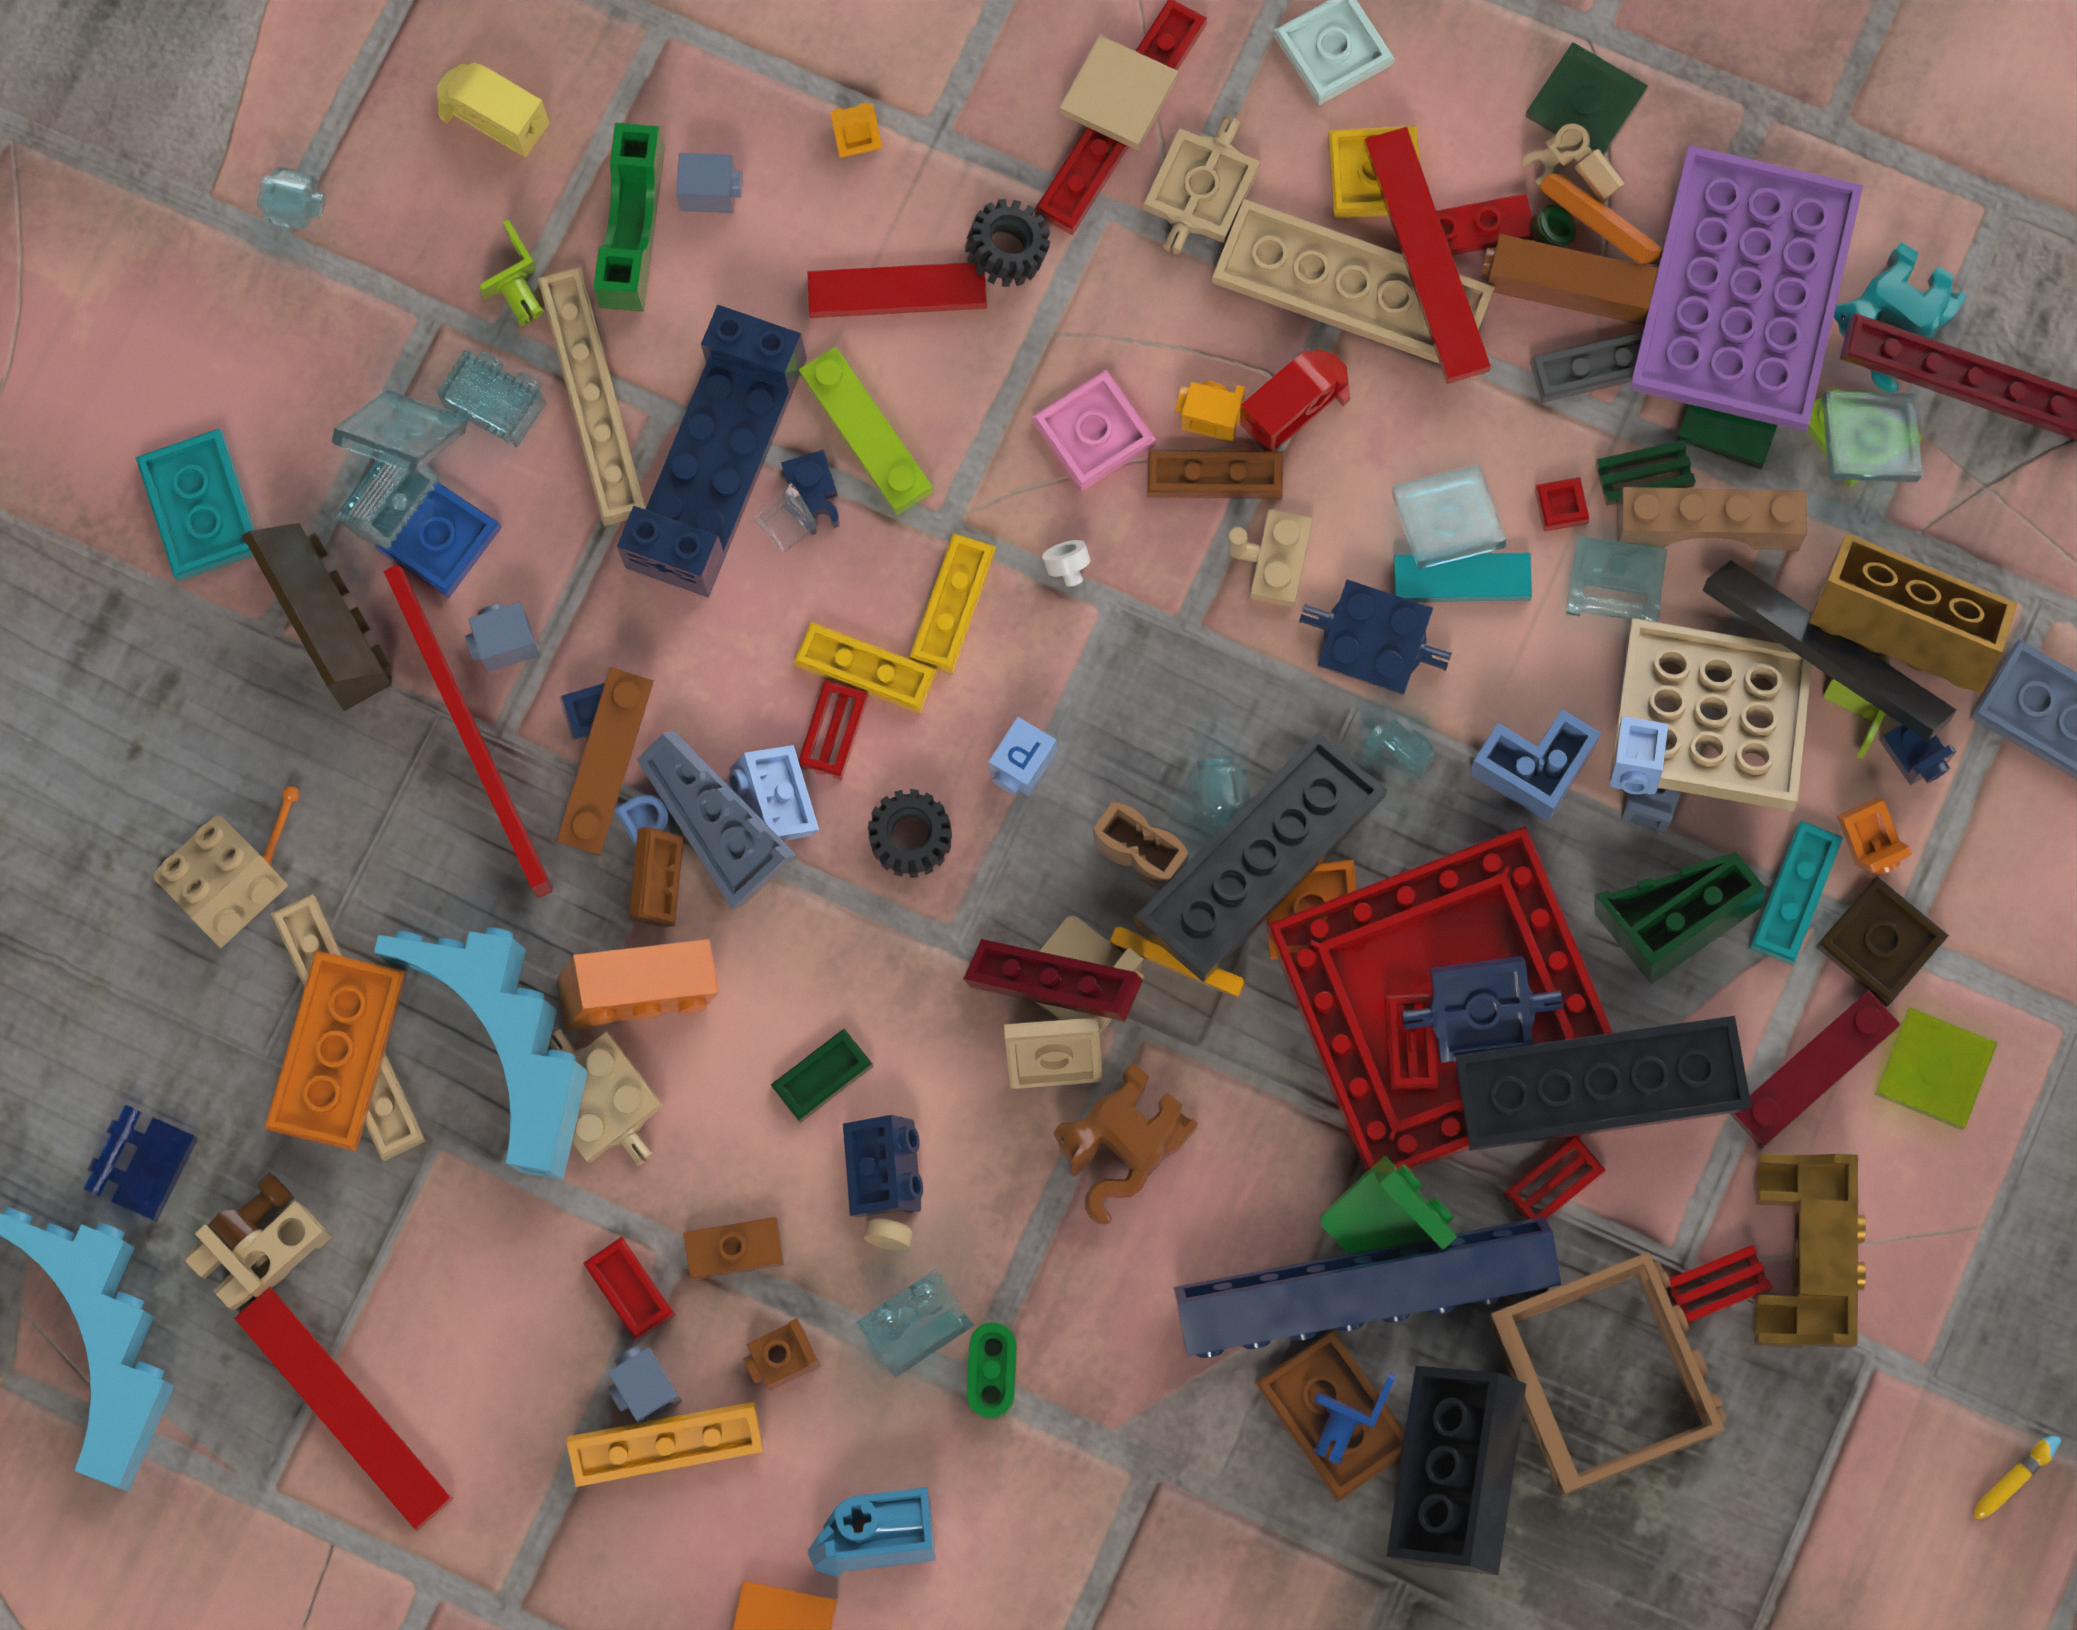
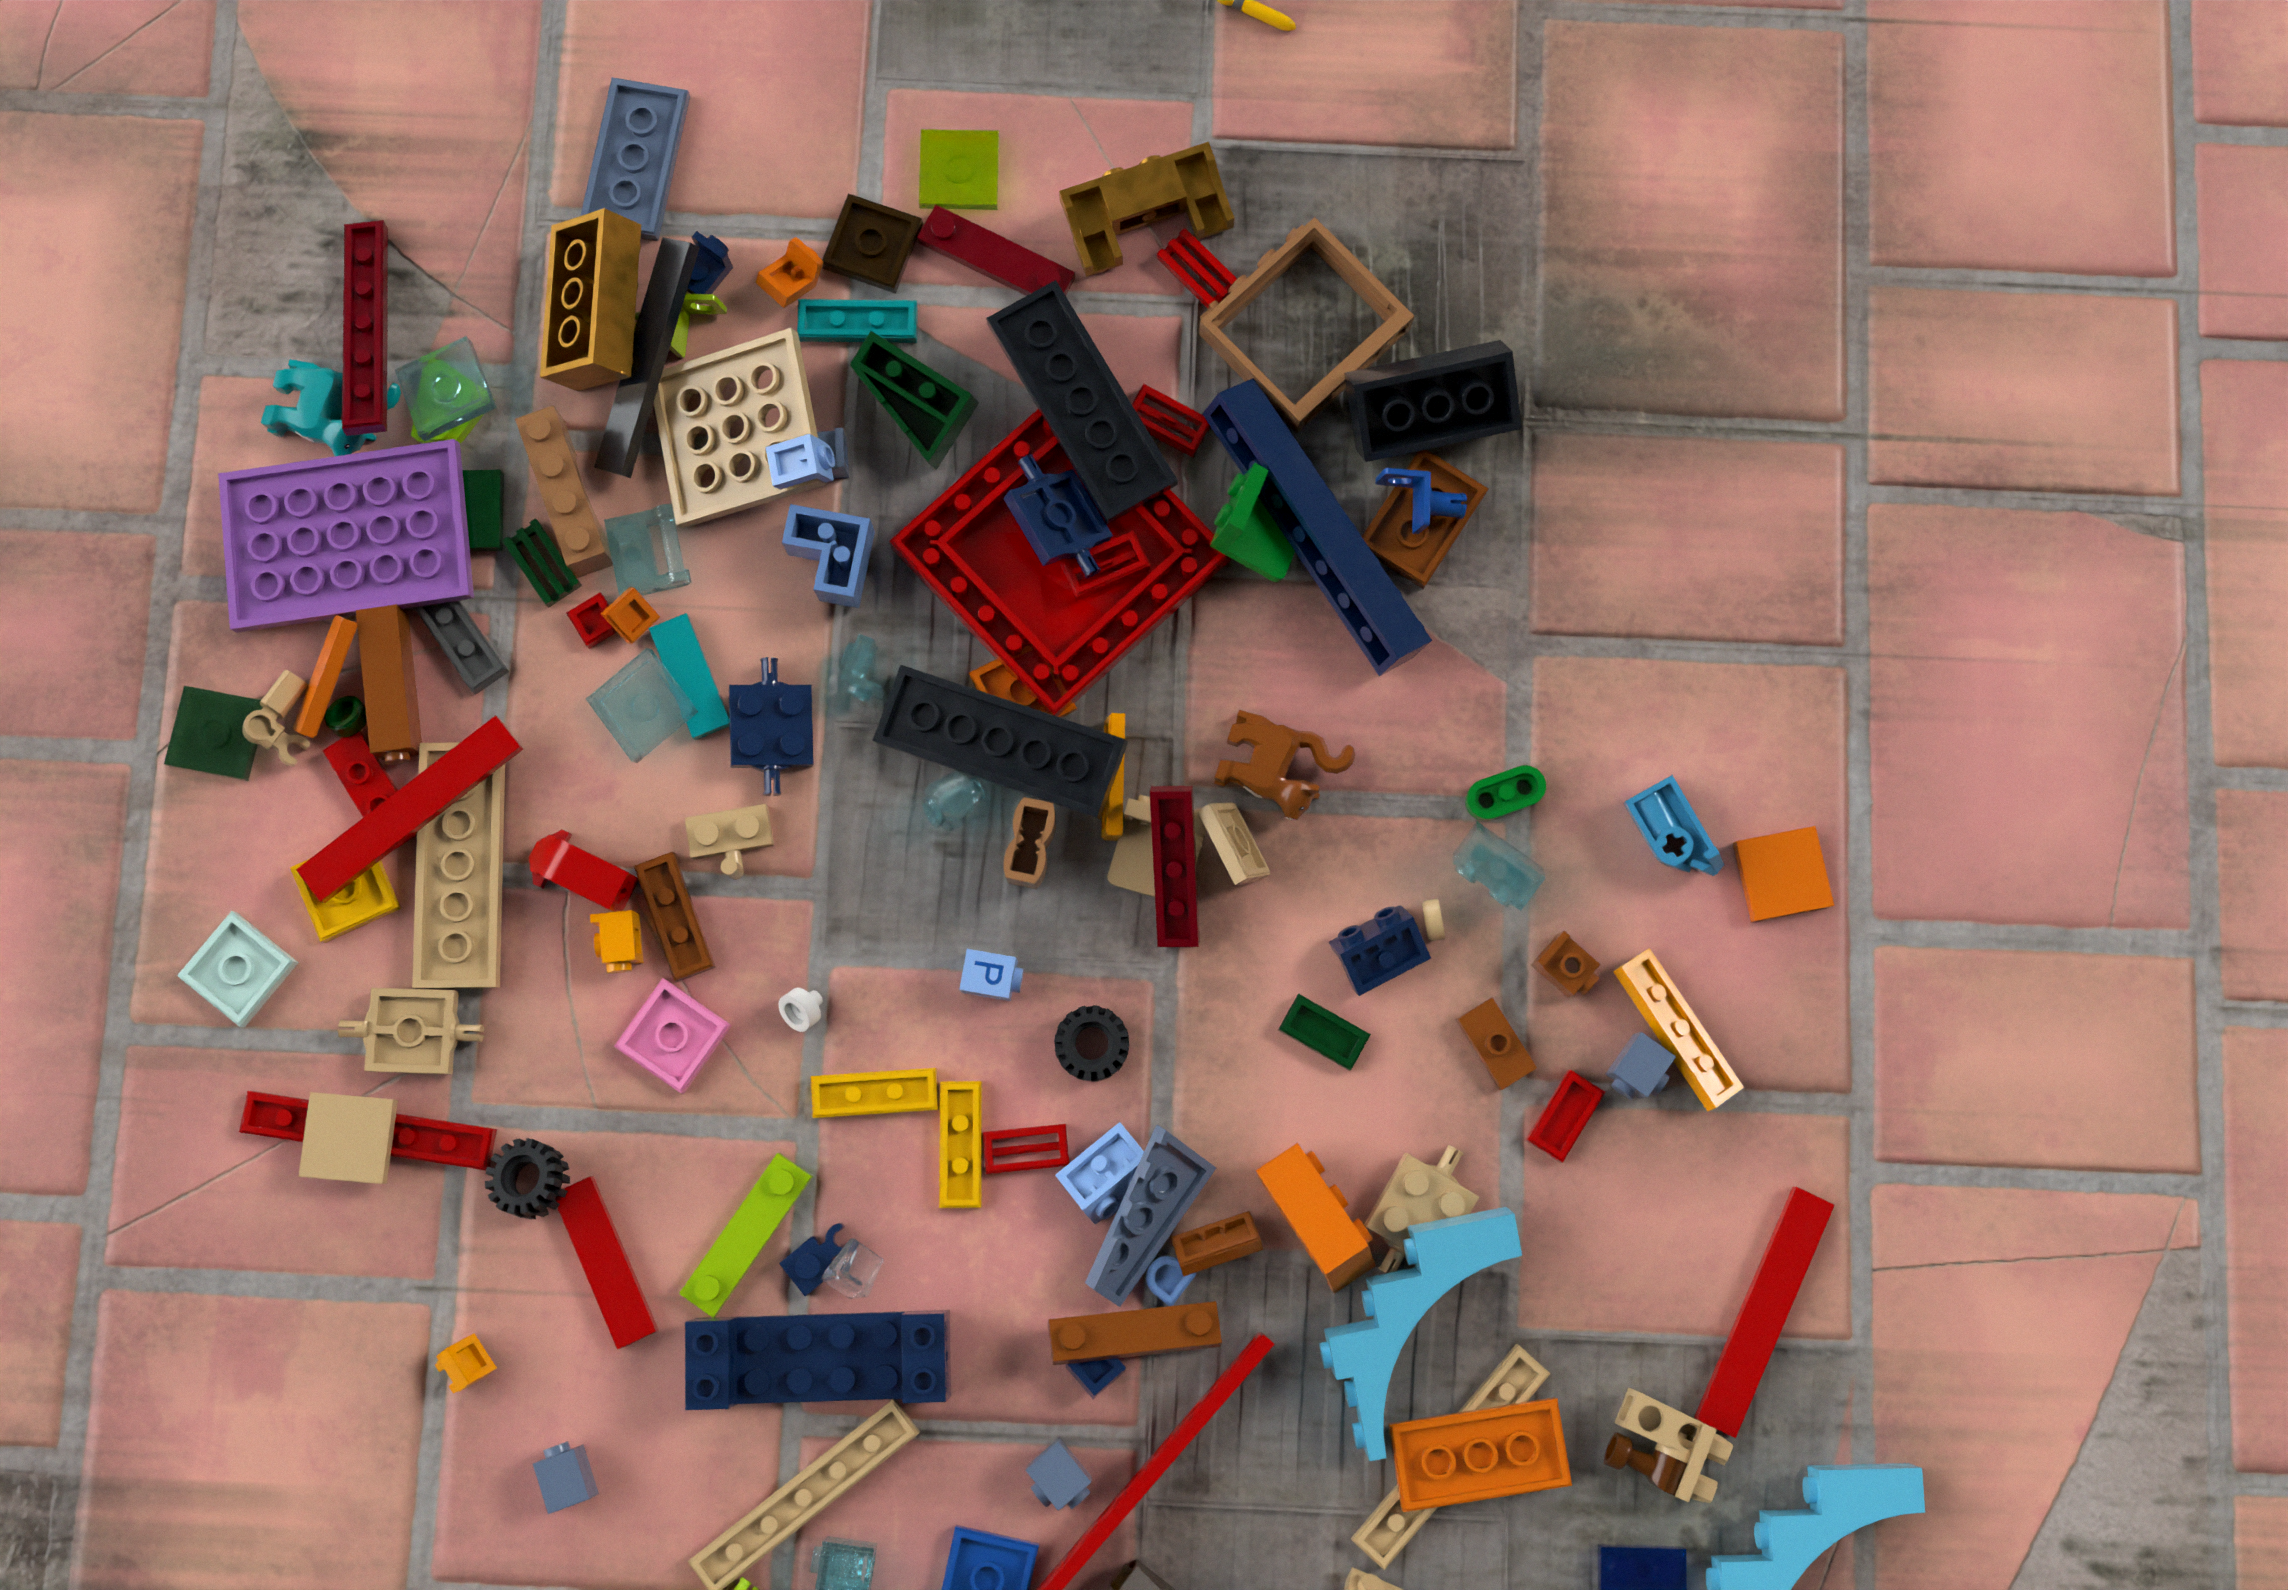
camera: 120 degrees left, 5 degrees up
(628, 242) = (624, 1534): green arch -> none
(1550, 538) = (630, 615): none -> orange tile

